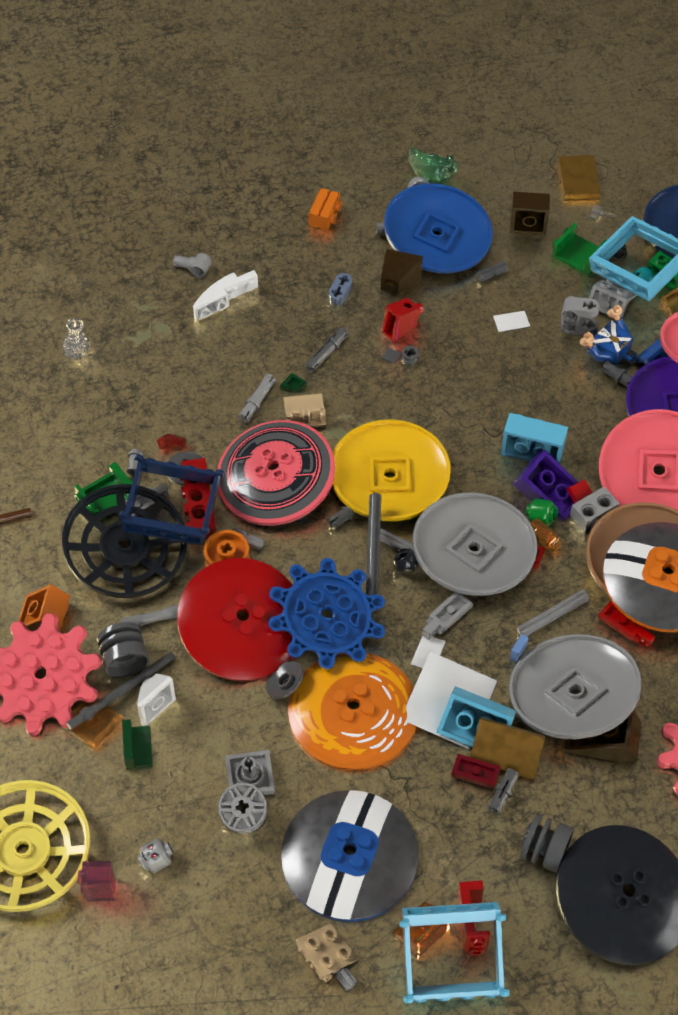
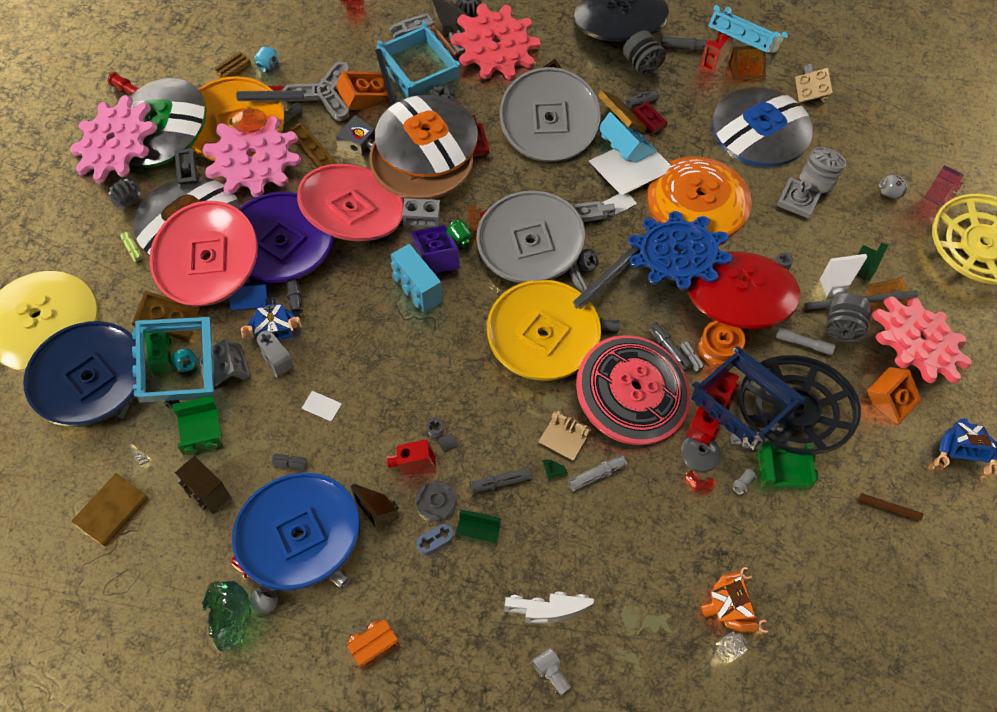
camera: 145 degrees left, 5 degrees up
(90, 368) = (734, 604): none -> torso
(226, 686) = (785, 256): none -> dark grey bush
(274, 533) = (664, 340): none -> dark grey pin
(285, 680) = (742, 232): dark grey dish -> none
(316, 312) = (478, 527): none -> dark green panel
(362, 312) = (436, 501): none -> flat silver tile
(519, 648) = (560, 162): medium blue tile -> none
(542, 901) = (683, 43): none -> dark grey pin
(553, 613) = (515, 172): light grey axle -> none
(579, 491) = (419, 228): red tile -> none

